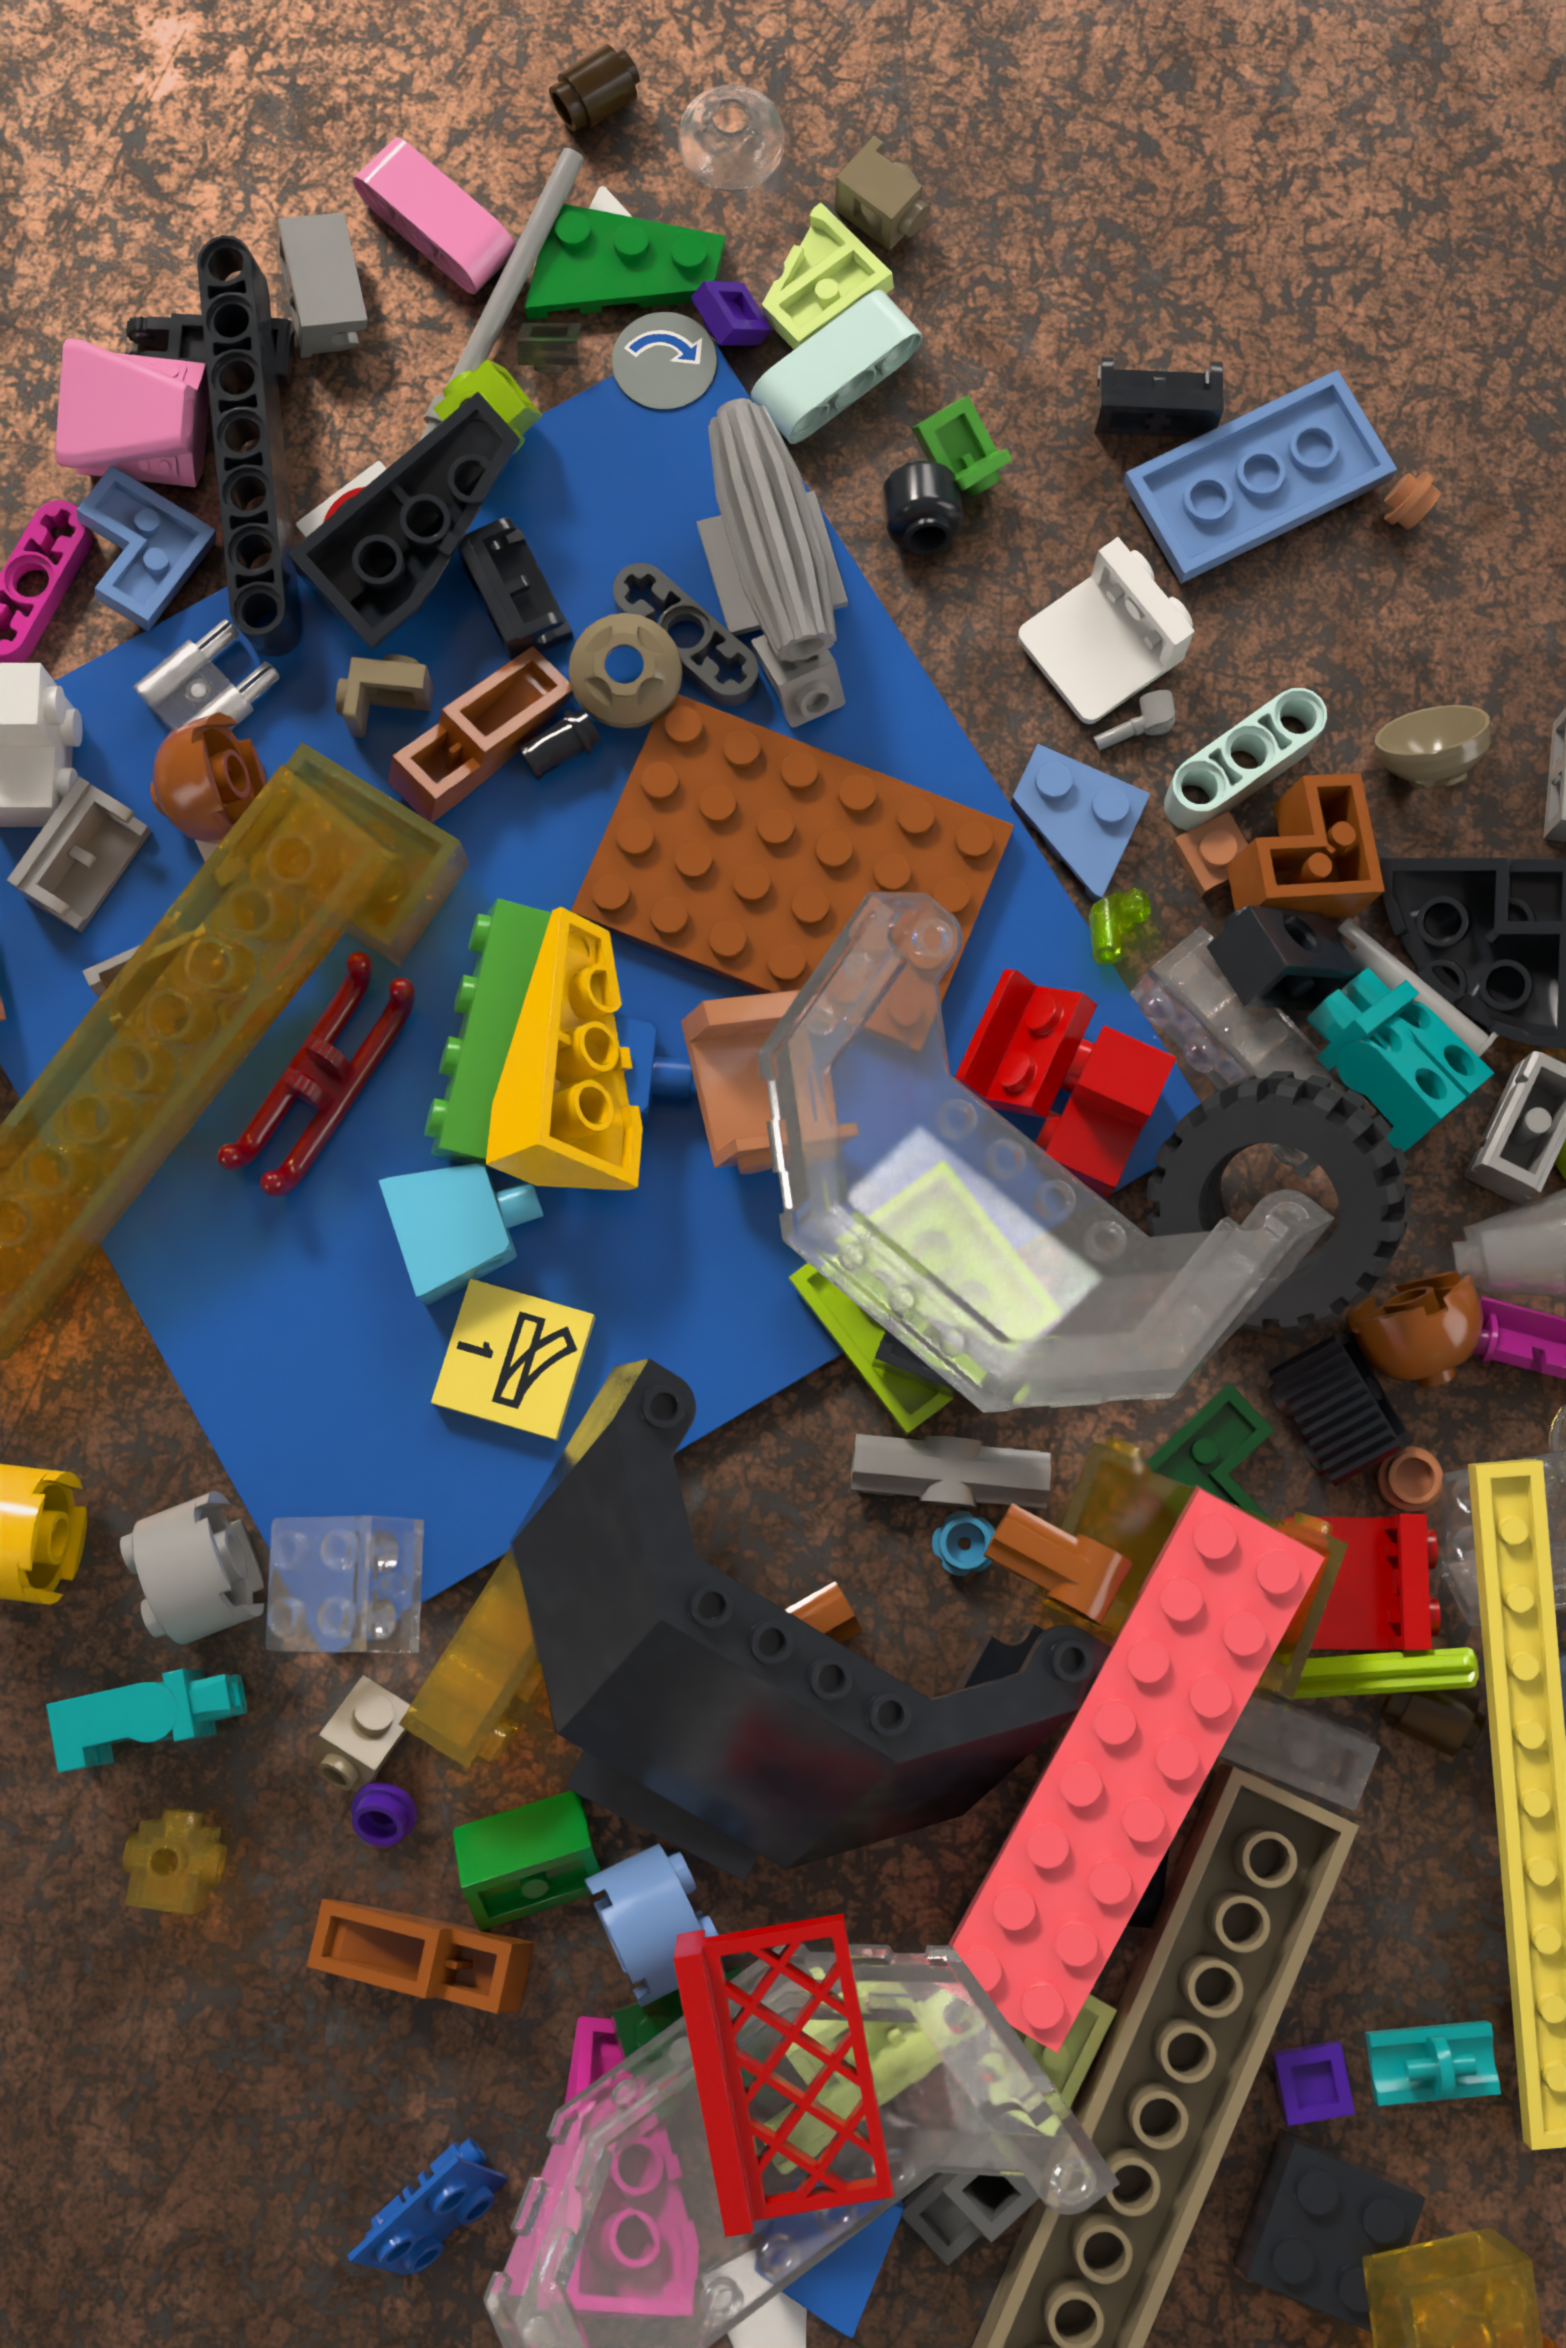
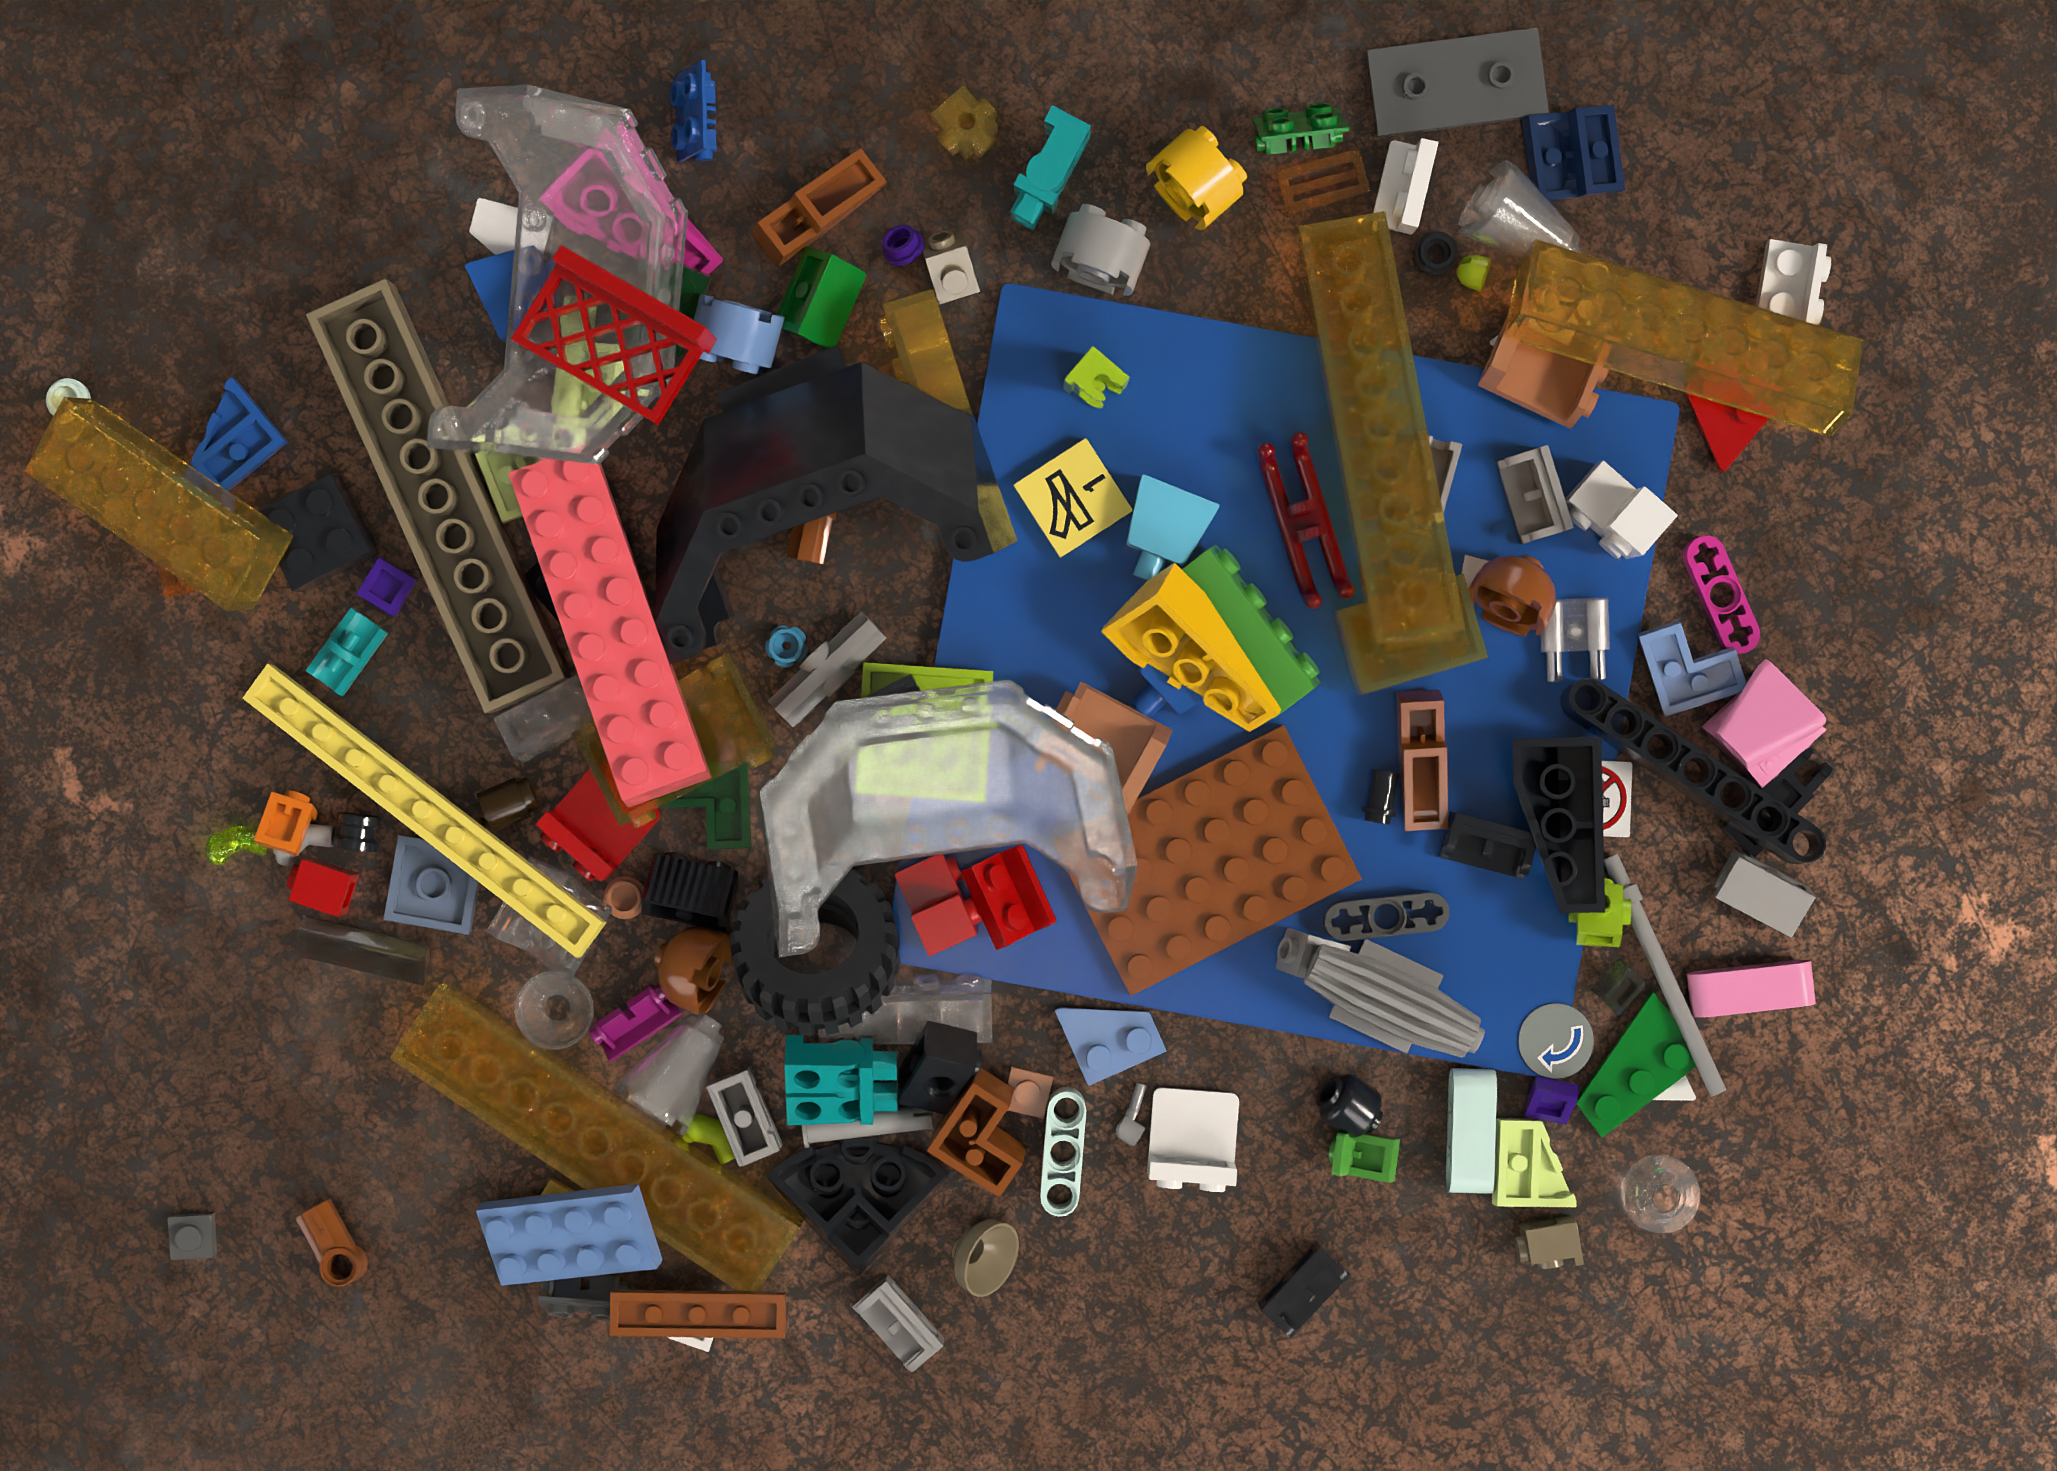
camera: 135 degrees right, 10 degrees up
(345, 1584) = (1030, 318): clear bracket -> none
(346, 1449) = (1094, 373): none -> lime hinge
(385, 682) = (1490, 738): dark tan bracket -> none
(595, 87) = (1752, 1141): dark brown brick -> none
(630, 703) = (1406, 881): dark tan piece -> none
(959, 2208) = (477, 366): dark grey brick -> none
(1073, 1571) = (722, 677): dark orange piece -> none
(1112, 918) = (1039, 1004): clear neon green arm -> none
(1259, 476) = (1212, 1303): medium blue plate -> none
(1388, 1673) = (543, 794): lime axle -> none
(1411, 499) = (1127, 1371): nougat plate -> none

